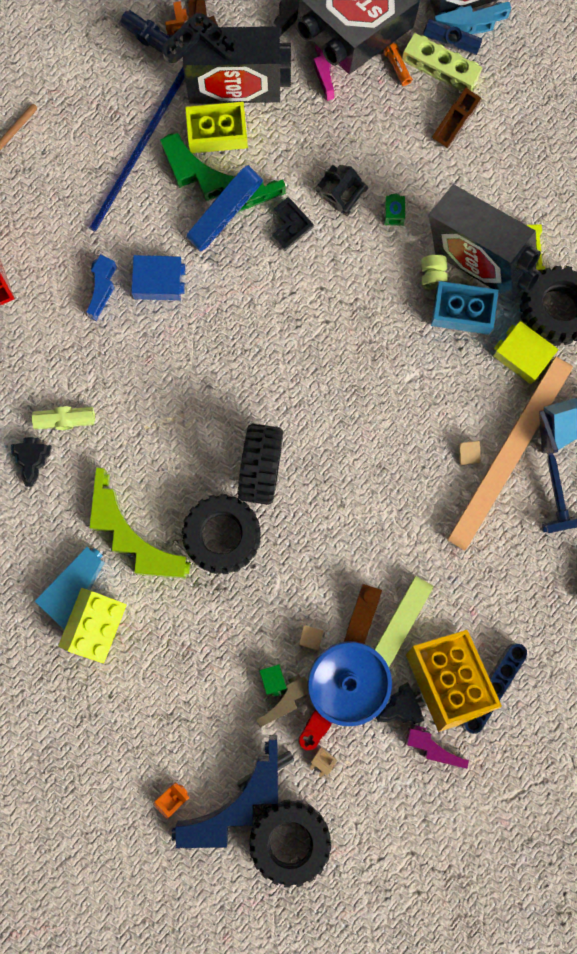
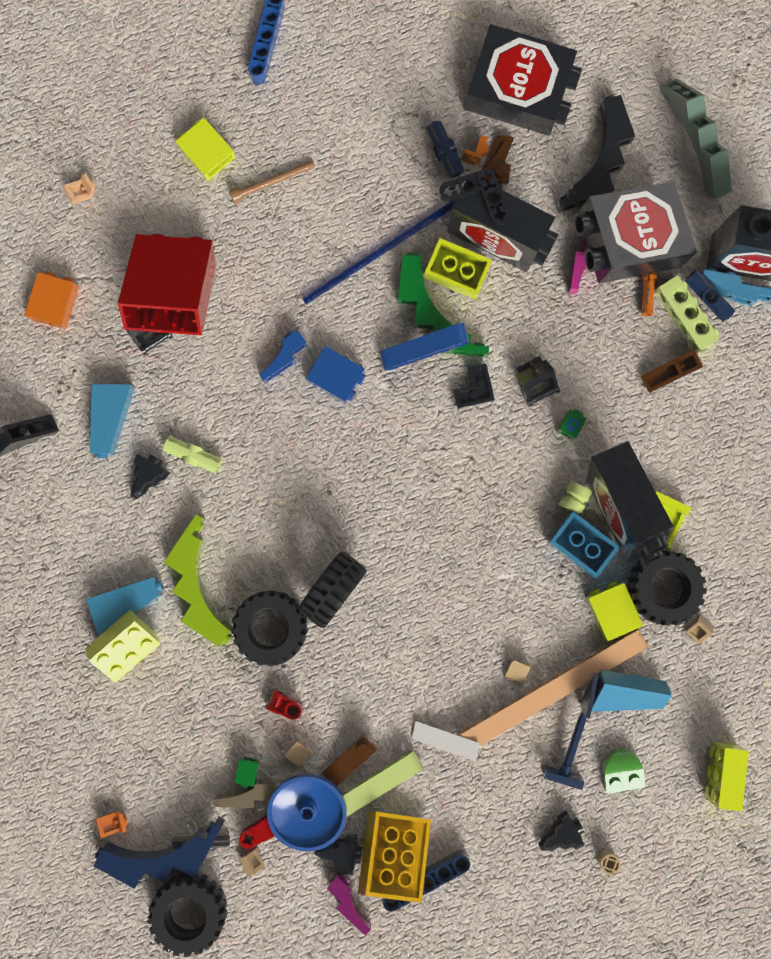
camera: 30 degrees right, 5 degrees up
(272, 600) = (283, 704): none -> red piece
(440, 550) = (445, 741): none -> white sticker

